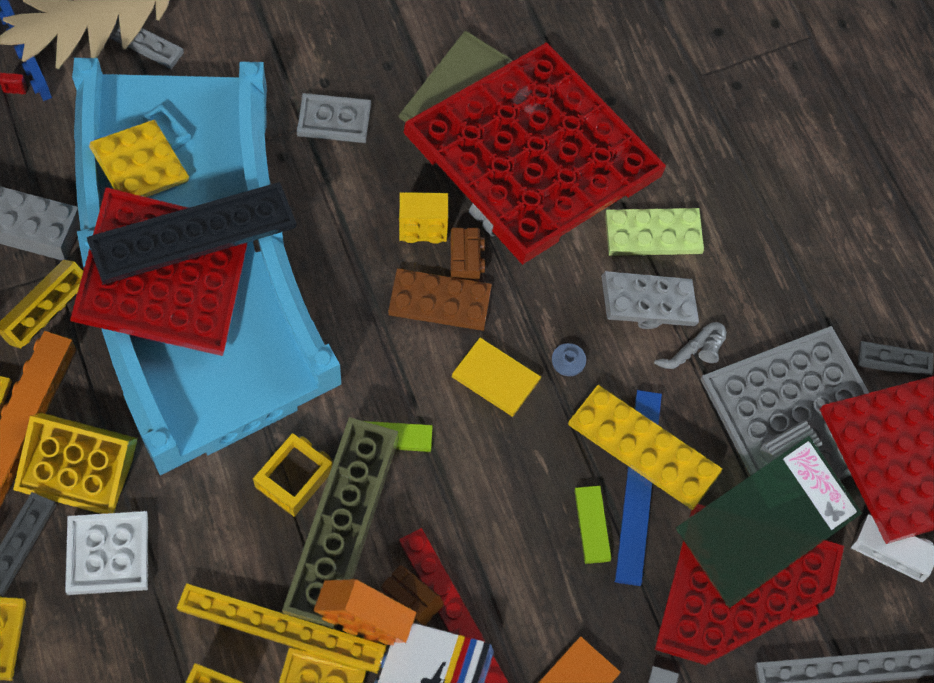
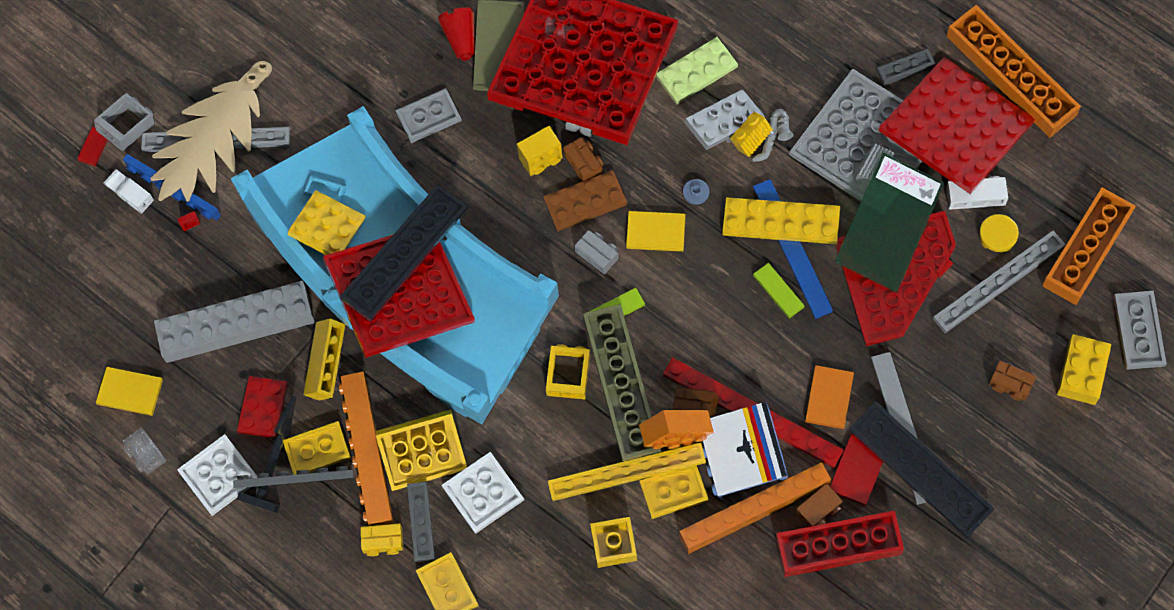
camera: 20 degrees left, 5 degrees up
(415, 361) = (596, 251): none -> light grey brick
(423, 49) = (459, 31): none -> red cone
(670, 331) = (751, 133): none -> yellow brick
(894, 610) = (998, 233): none -> yellow tile

